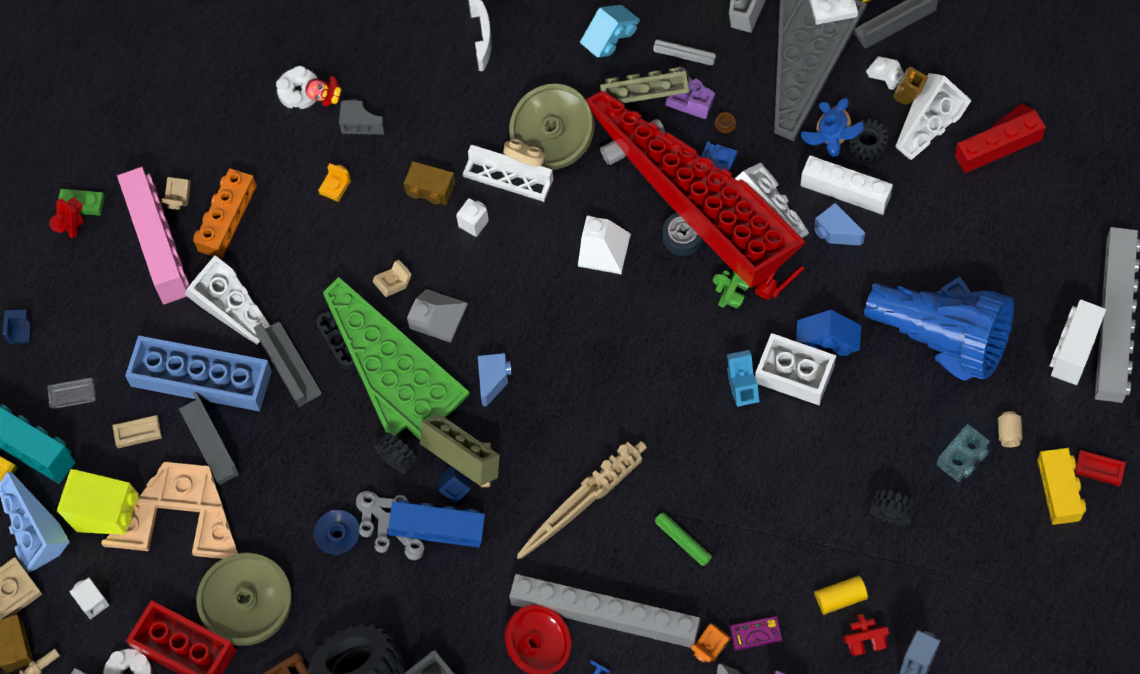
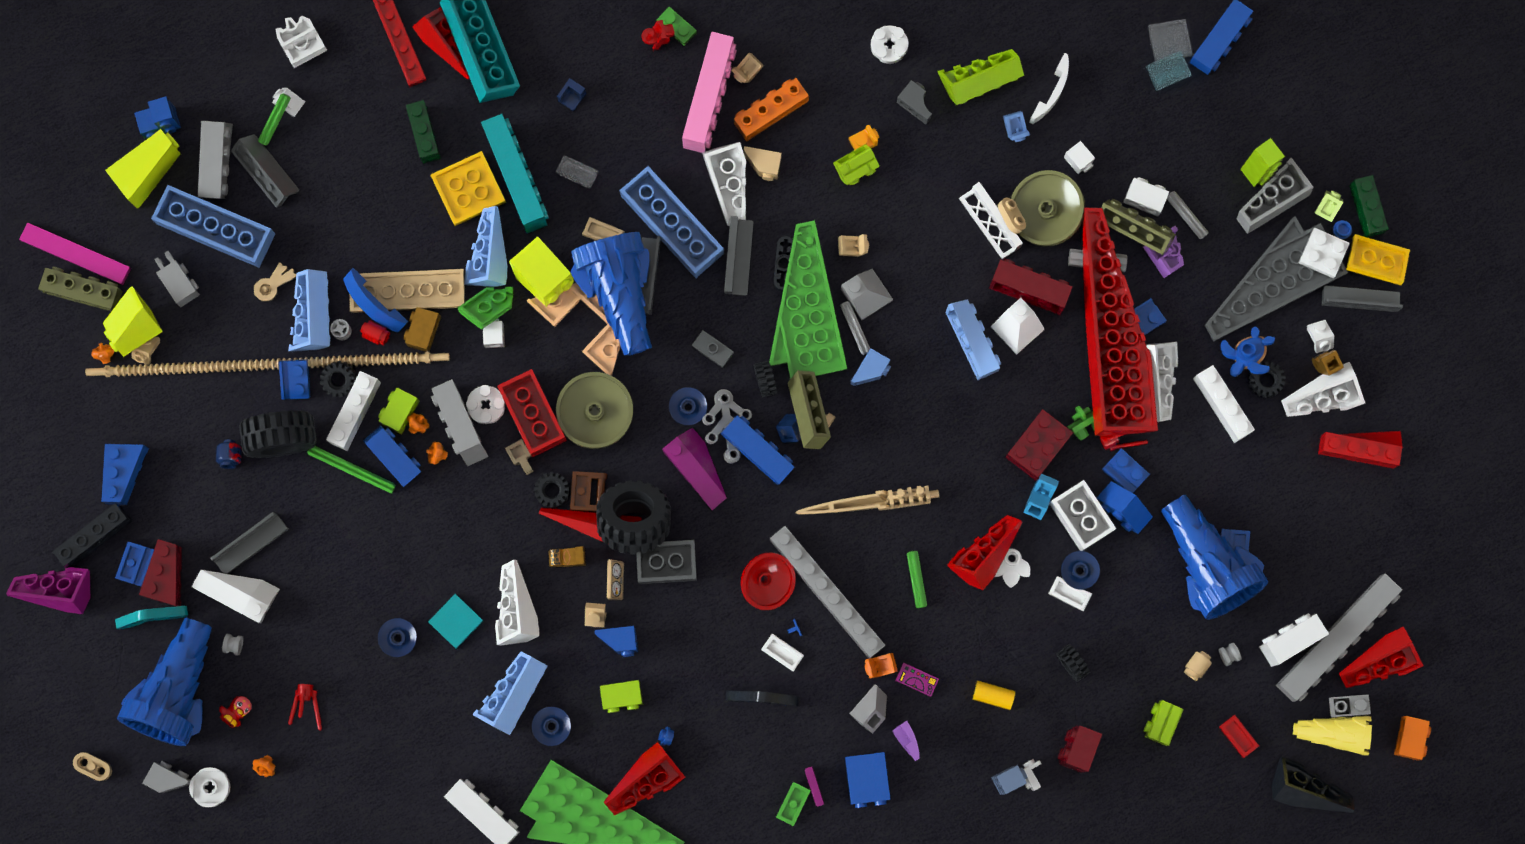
camera: 30 degrees right, 15 degrees up
(63, 575) = (487, 306): none -> bright green tile
(174, 448) = (616, 272): none -> blue cone
(252, 263) = (764, 162): none -> tan slope
(323, 91) = (903, 61): animal -> none
(323, 464) = (712, 349): none -> dark grey plate
(343, 207) = (856, 165): none -> lime brick
(380, 582) = (694, 462): none -> magenta wedge
(405, 58) = (981, 76): none -> lime wedge
(429, 183) = (929, 189): pearl gold brick -> none
(449, 351) = (855, 327): none -> light grey axle
(469, 79) = (1016, 126): none -> medium blue bracket
(472, 217) = (942, 238): white brick -> none
(549, 67) = (1079, 158): none -> white brick
(569, 285) = (972, 339): none -> light blue wedge
(598, 197) = (1030, 286): none -> dark red brick
(607, 27) = (1144, 159): medium azure brick -> none
(635, 59) = (1146, 196): none -> white brick
(675, 241) = (1071, 358): wheel -> none
(704, 335) = (1039, 444): none -> dark red brick
(725, 122) = (1174, 292): reddish brown plate -> none
(732, 473) = (982, 559): none -> red wedge
(767, 468) = (1013, 570): none -> white plate
(802, 303) = (1125, 471): none -> blue plate
(834, 411) = (1087, 563): none -> dark blue dish
(838, 227) = (1193, 431): medium blue slope -> none
(839, 450) = (1069, 595): none -> white tile
(855, 640) = (990, 733): red hips -> none
(945, 648) = (1032, 781): none -> white bracket
(959, 451) = (1151, 654): clear light blue brick -> none
(963, 579) = (1079, 748): none -> dark red brick
(1021, 504) = (1163, 722): none -> lime brick
(1030, 399) = (1229, 654): none -> light grey wheel
(1061, 486) = (1201, 730): yellow brick -> none

